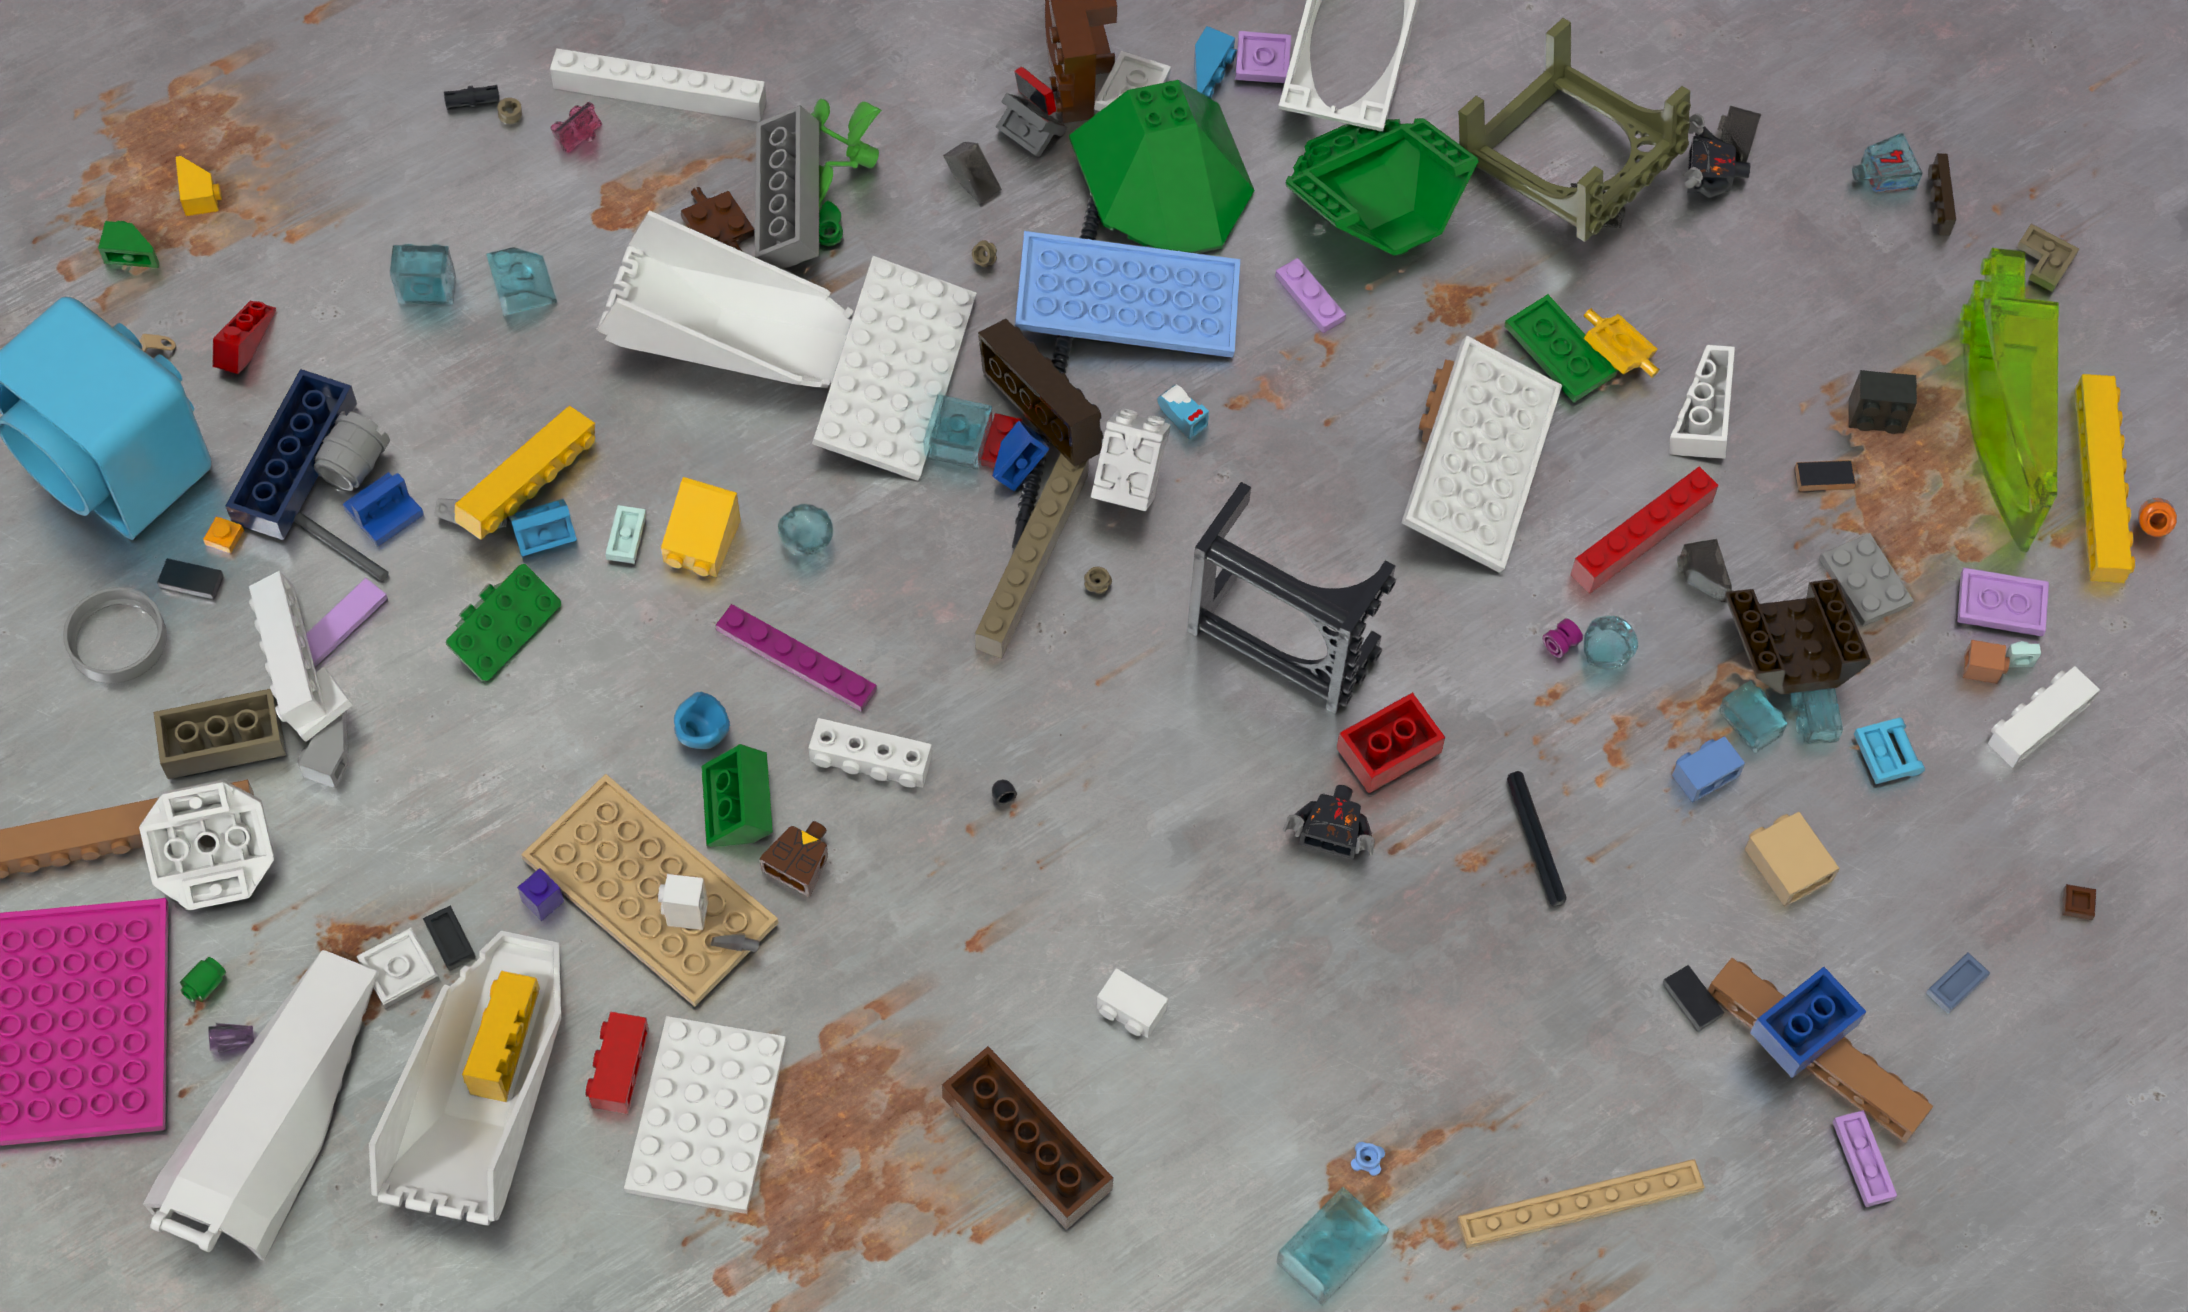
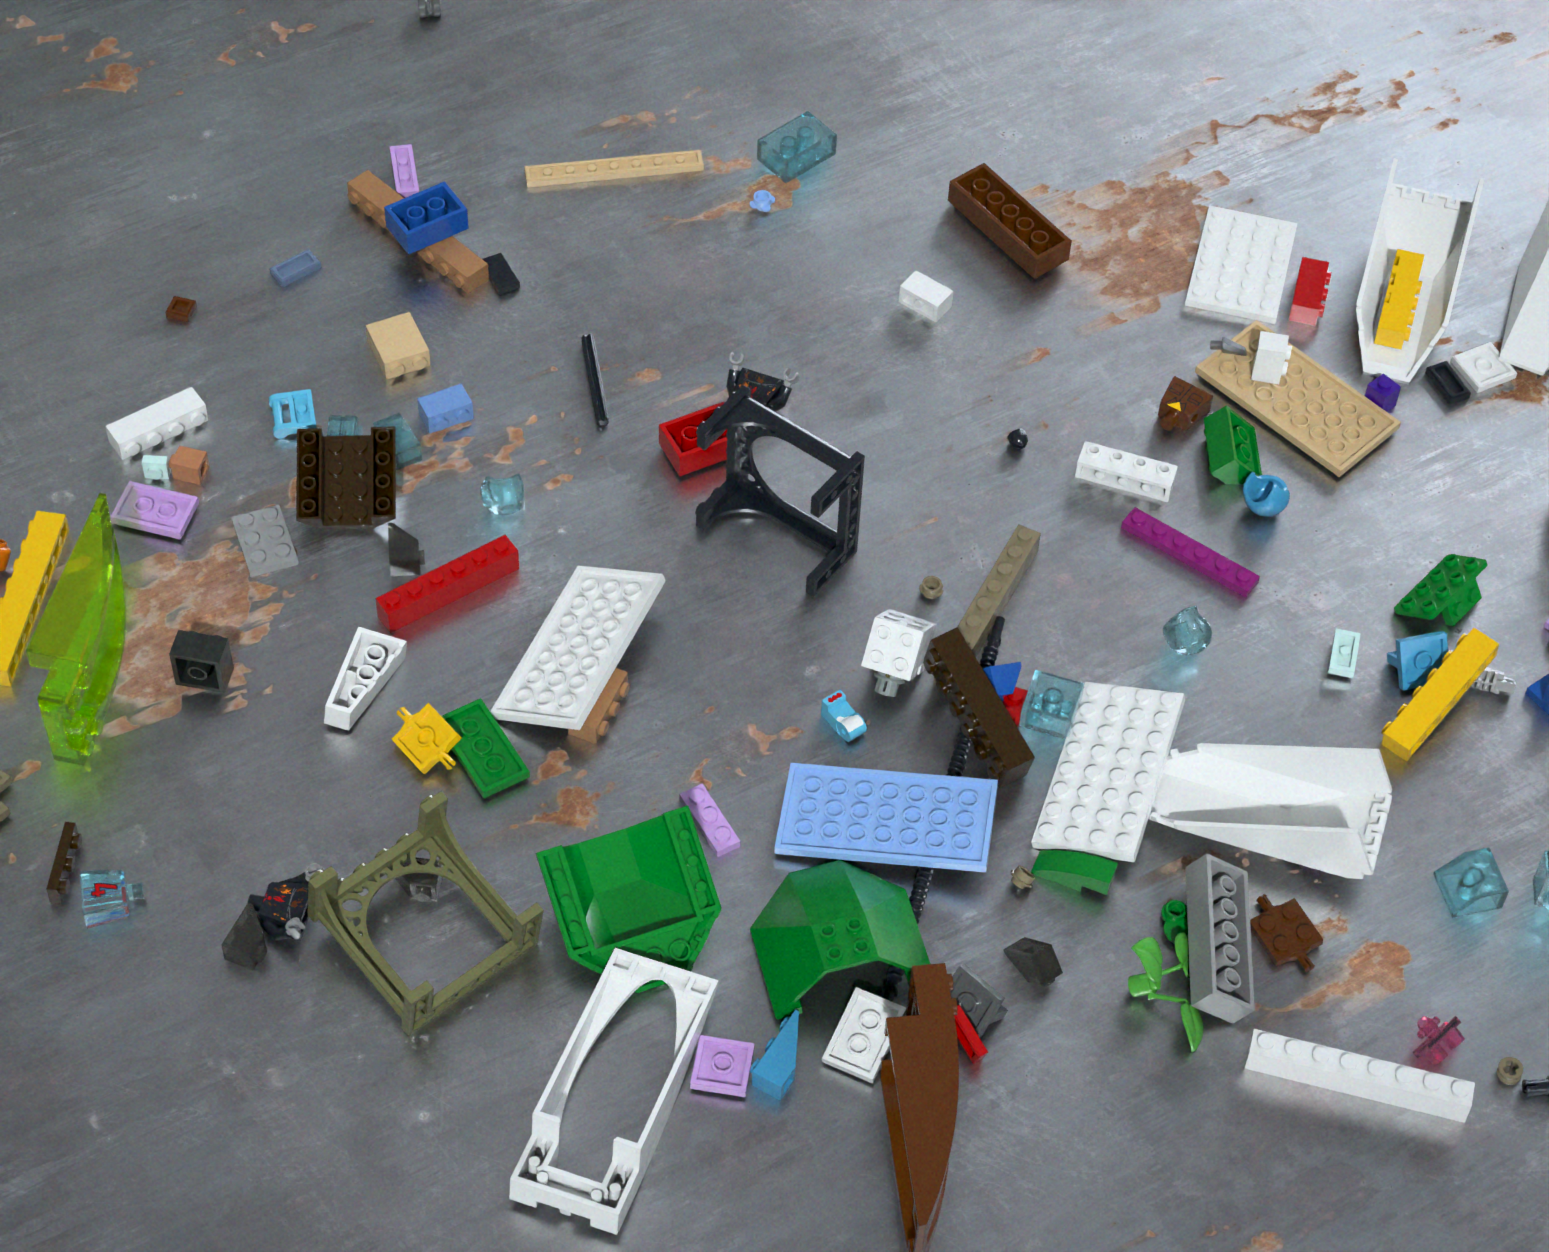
camera: 175 degrees left, 10 degrees down
(700, 527) = (1277, 645): yellow slope -> none
(930, 260) = (1075, 870): none -> green slope
(1563, 637) = (540, 509): magenta wheel -> none
(1825, 475) = (271, 624): black tile -> none

